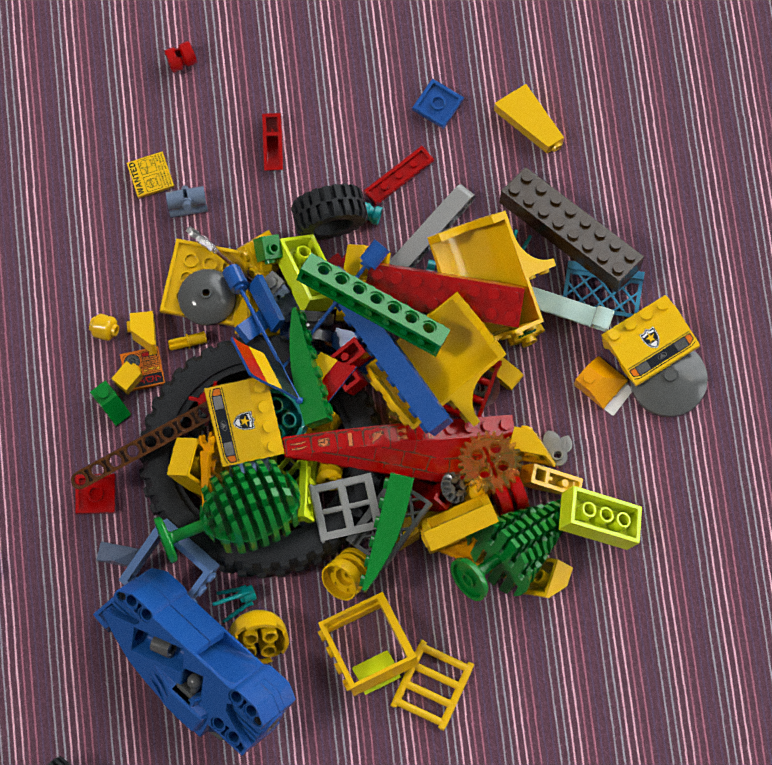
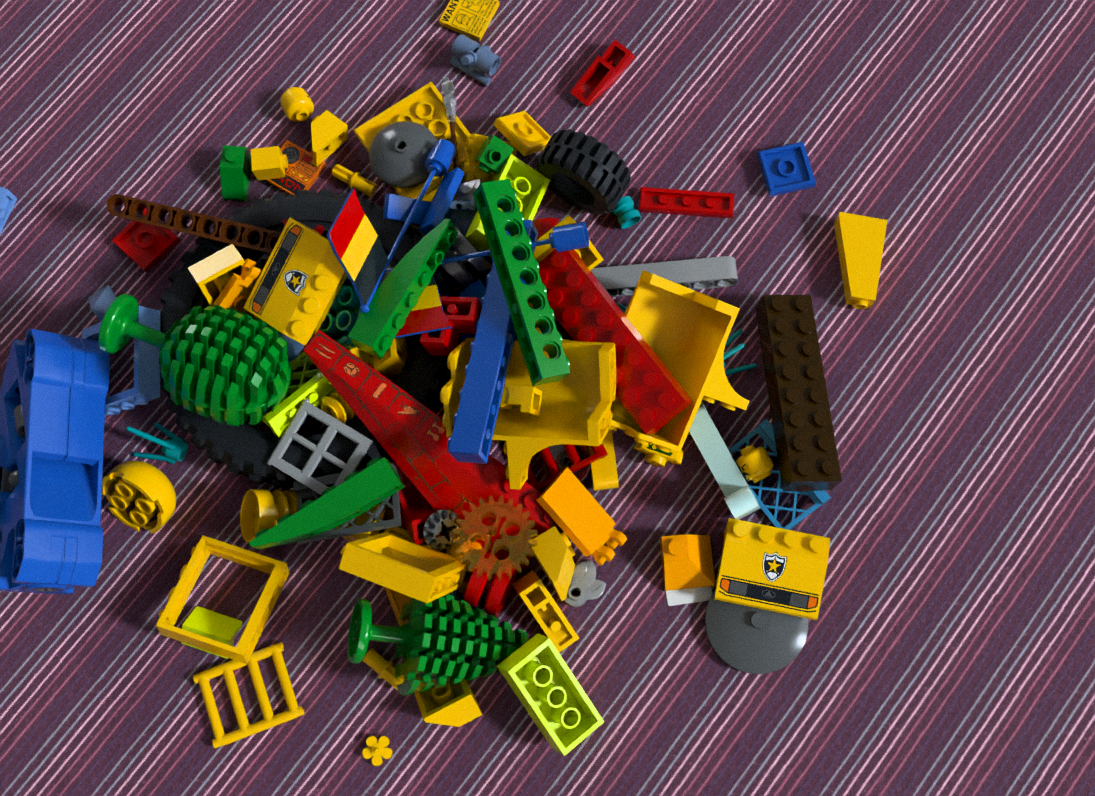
camera: 50 degrees right, 0 degrees up
(264, 219) = (523, 132): none -> yellow tile
(433, 369) = (522, 397): none -> yellow leg
(498, 597) = (382, 667): none -> yellow axle
(521, 409) = (581, 517): none -> light orange tile
(533, 643) = (377, 750): none -> yellow plant
(586, 291) = (754, 463): none -> yellow head

